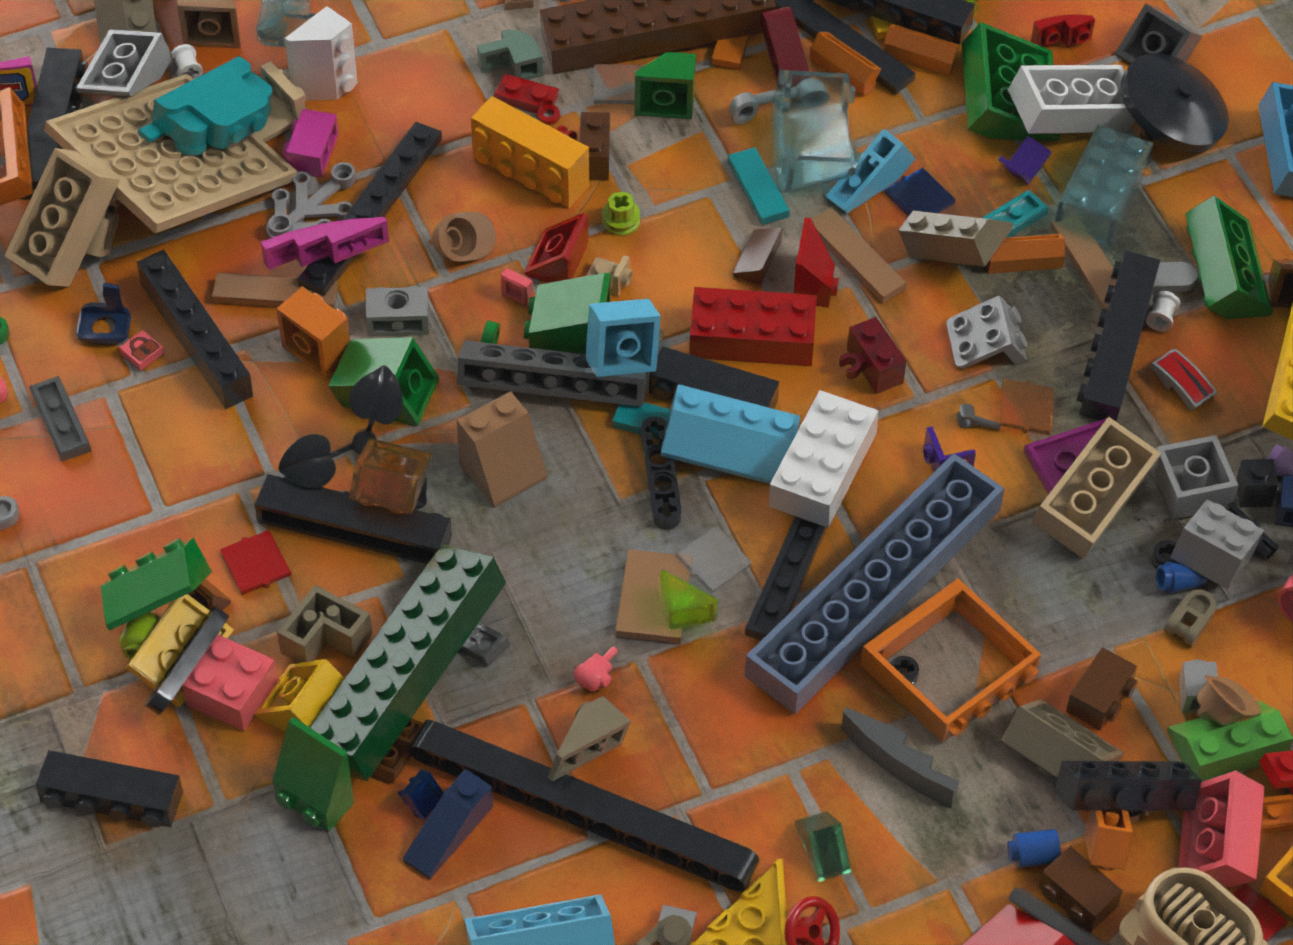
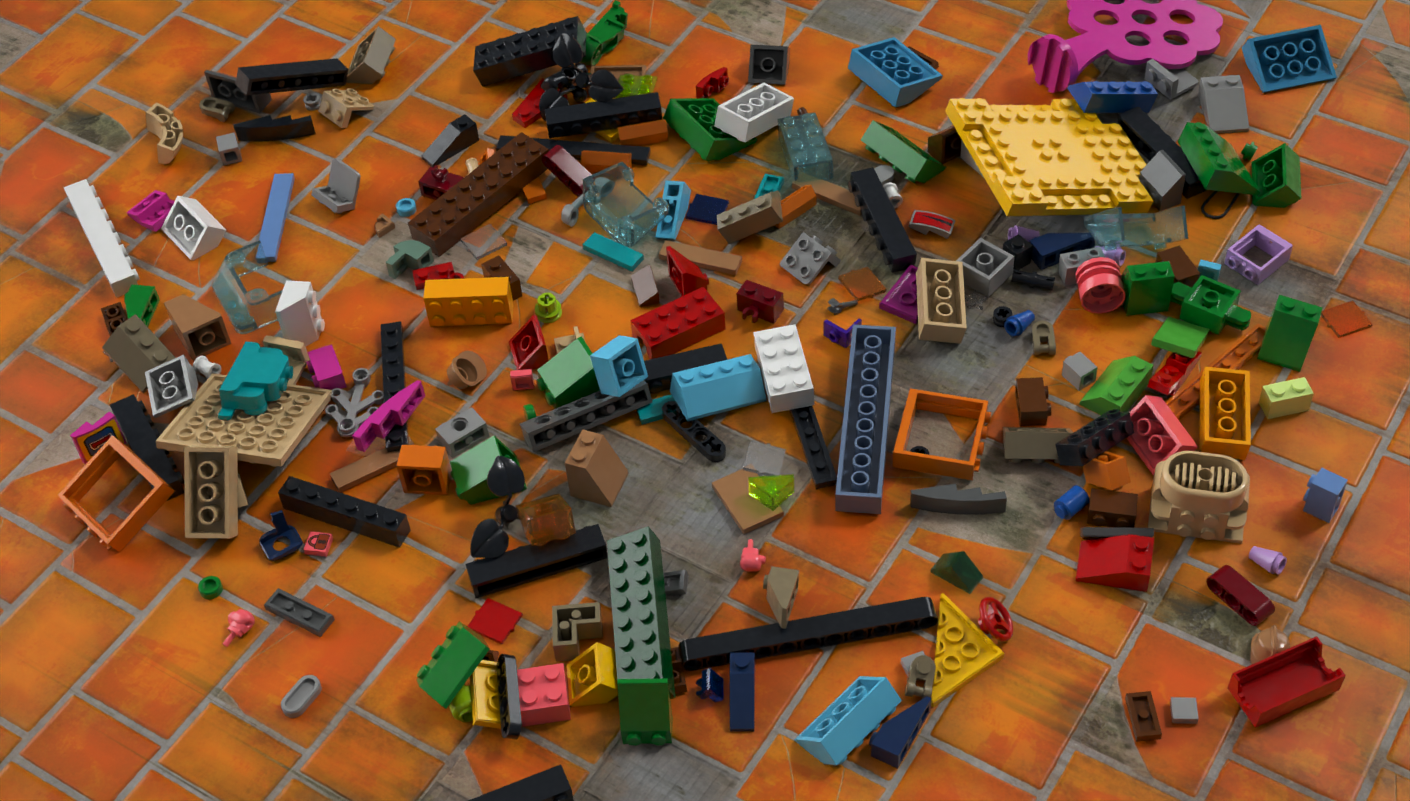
camera: 30 degrees left, 5 degrees down
(666, 87) = (520, 224): green slope -> none
(1026, 160) = (751, 159): dark purple bracket -> none
(1174, 102) = (806, 87): black dish -> none
(1217, 543) = (1027, 292): light grey brick -> none
(1225, 701) = (1104, 368): medium nougat piece -> none

